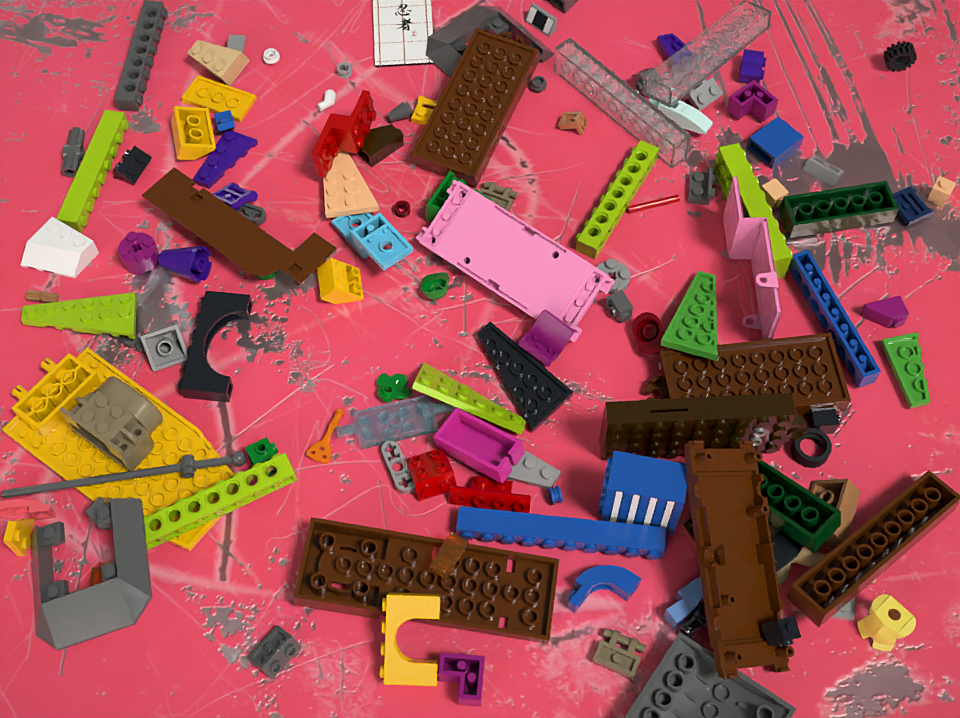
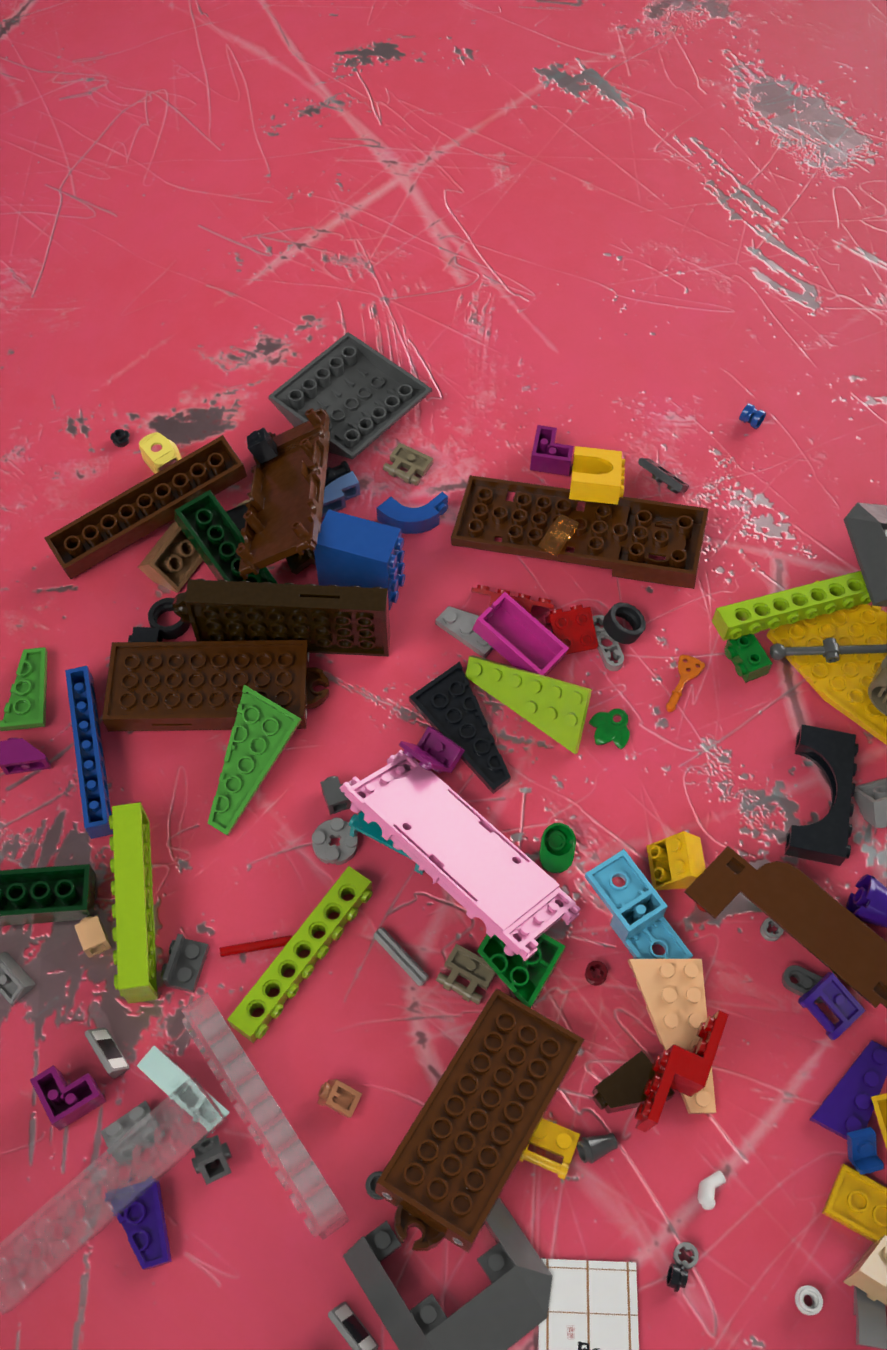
camera: 175 degrees left, 0 degrees up
(274, 652) = (723, 491): dark grey bracket -> none
(337, 666) = (661, 474): none -> black hinge
(350, 58) = (676, 1277): none -> black plate
(393, 485) = (617, 631): none -> black tyre
(395, 421) = (619, 684): clear light blue plate -> none
(546, 206) = (401, 956): none -> light grey axle
(555, 495) = (445, 597): blue bush -> none
(561, 532) = (475, 567): blue brick -> none
(648, 333) = (308, 750): dark red piece -> none
(735, 131) = (107, 1051): none -> slope
(751, 66) = (40, 1178): dark purple brick -> none
(751, 240) = (150, 806): bright pink piece -> none
(775, 142) = (56, 1025): blue brick -> none
(945, 663) = (120, 437): none -> black plate

